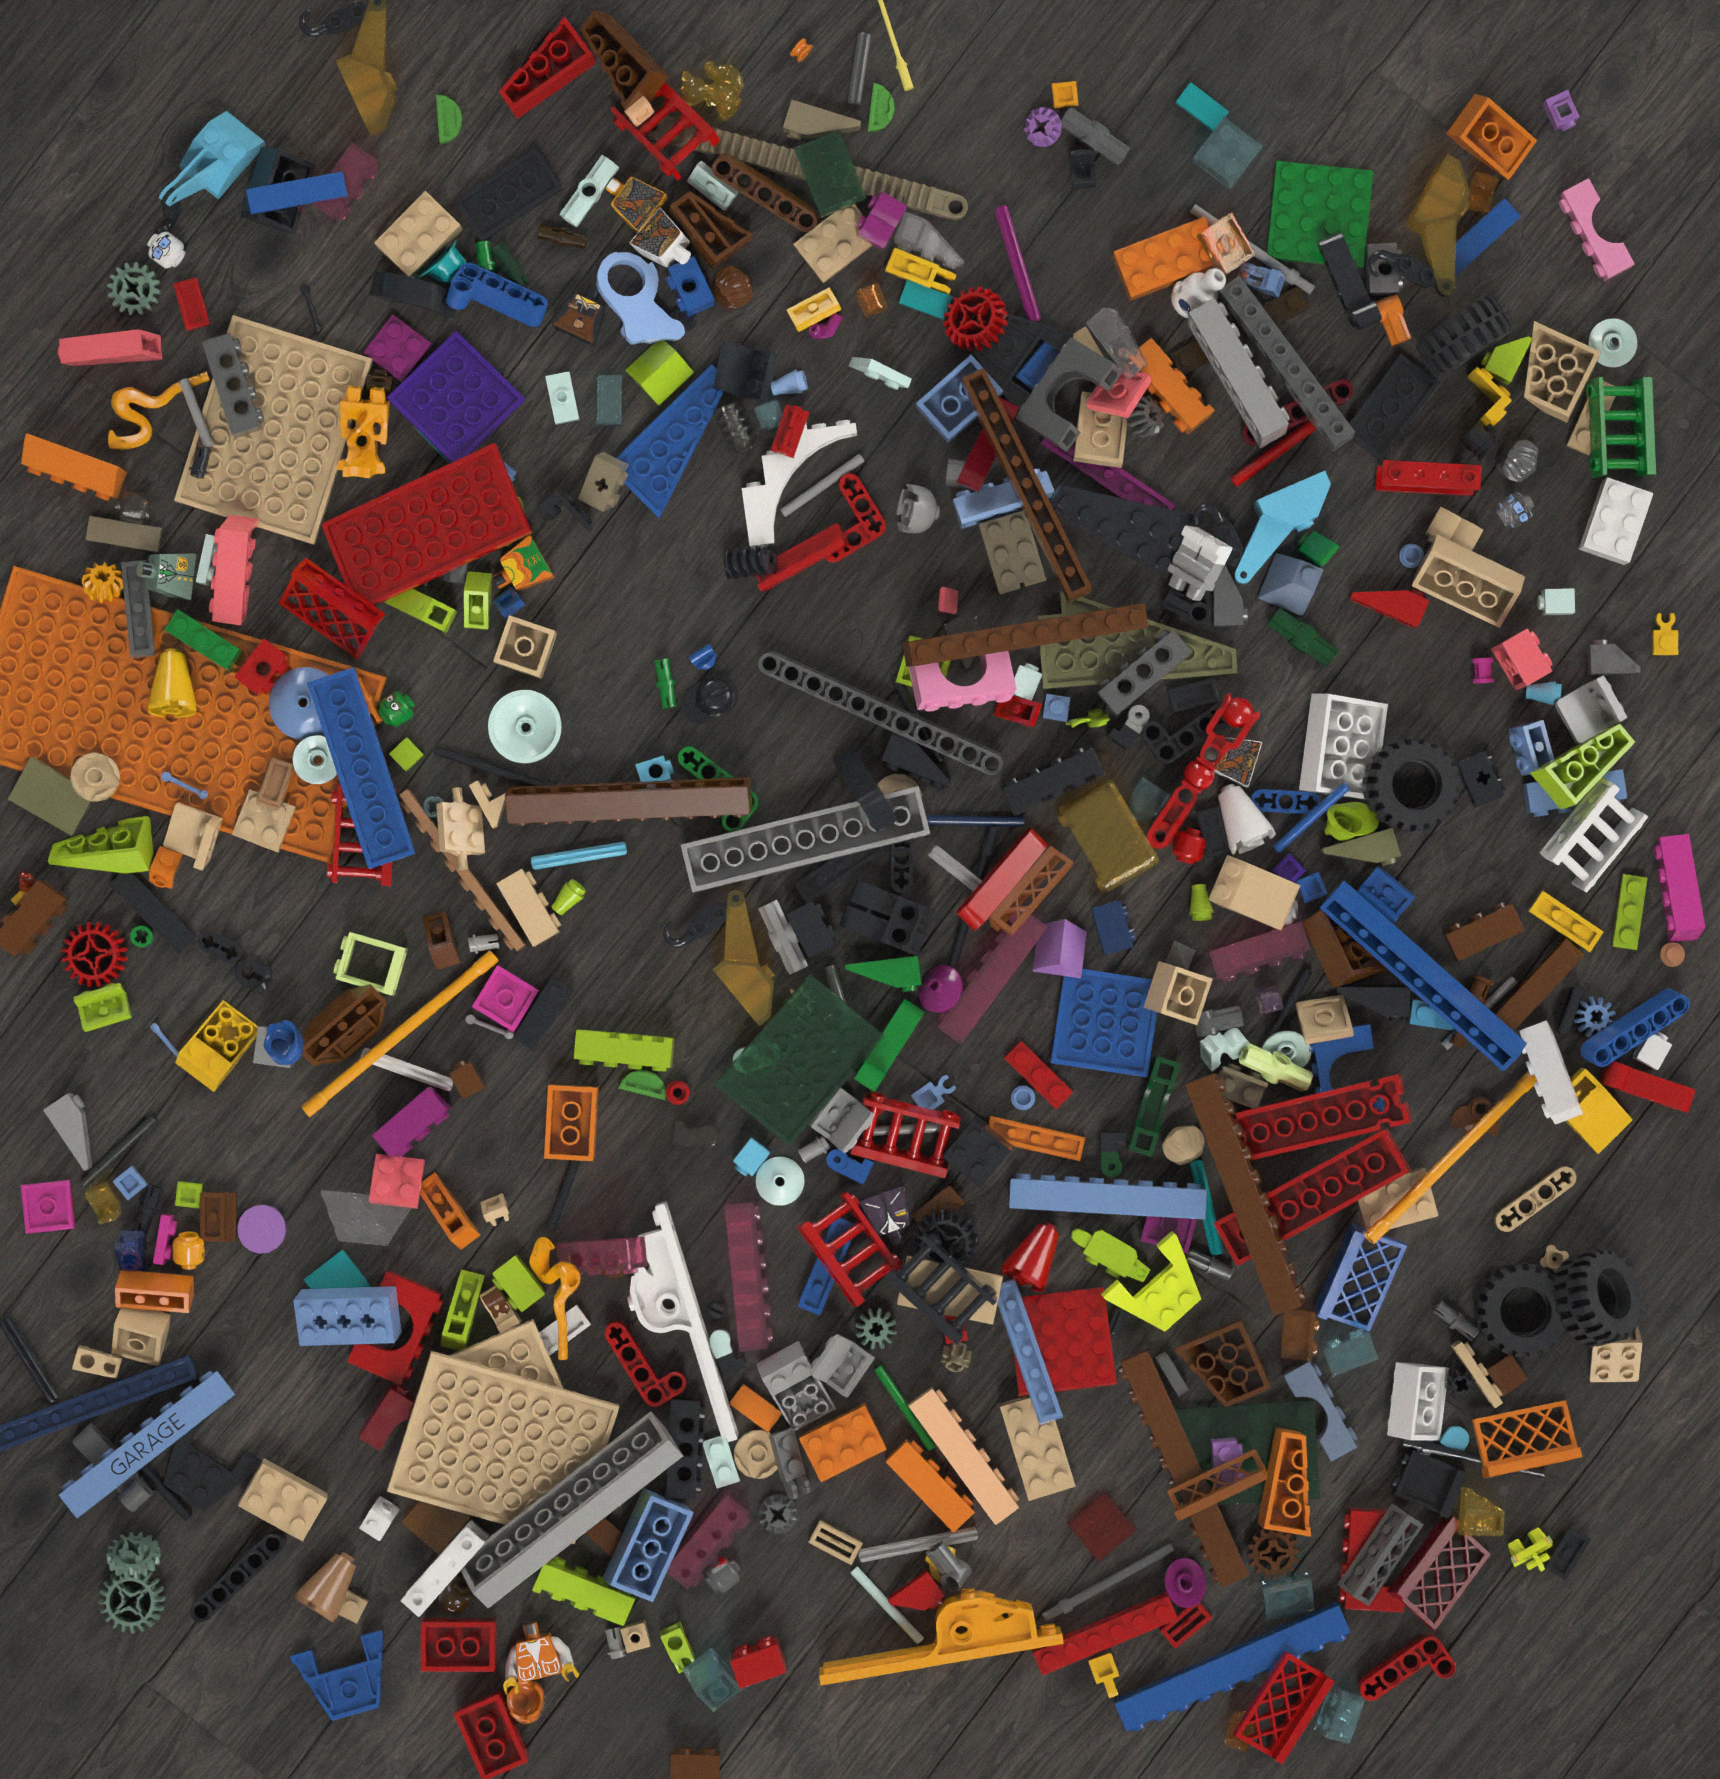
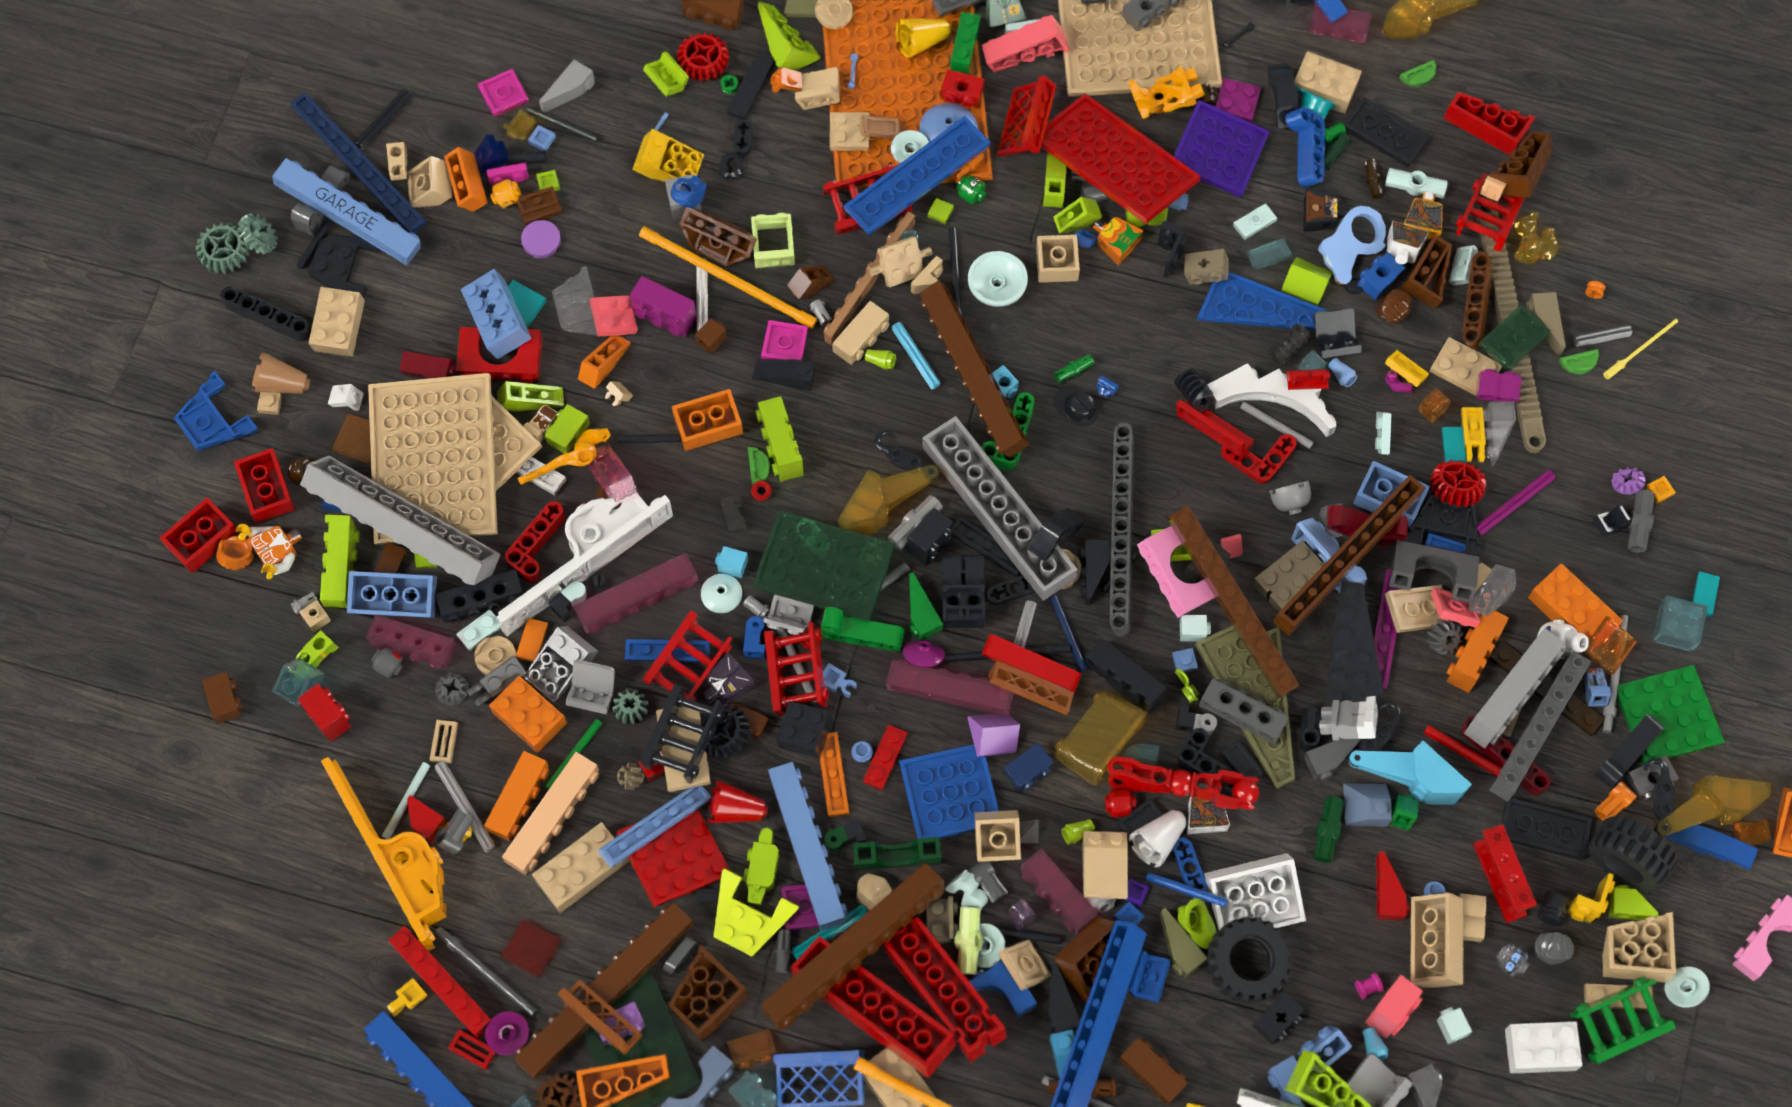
camera: 70 degrees right, 20 degrees down
(445, 1568) = (317, 445): white fence -> none
(470, 1019) = (758, 326): light grey hinge -> none
(1019, 711) = (1170, 630): red slope -> none

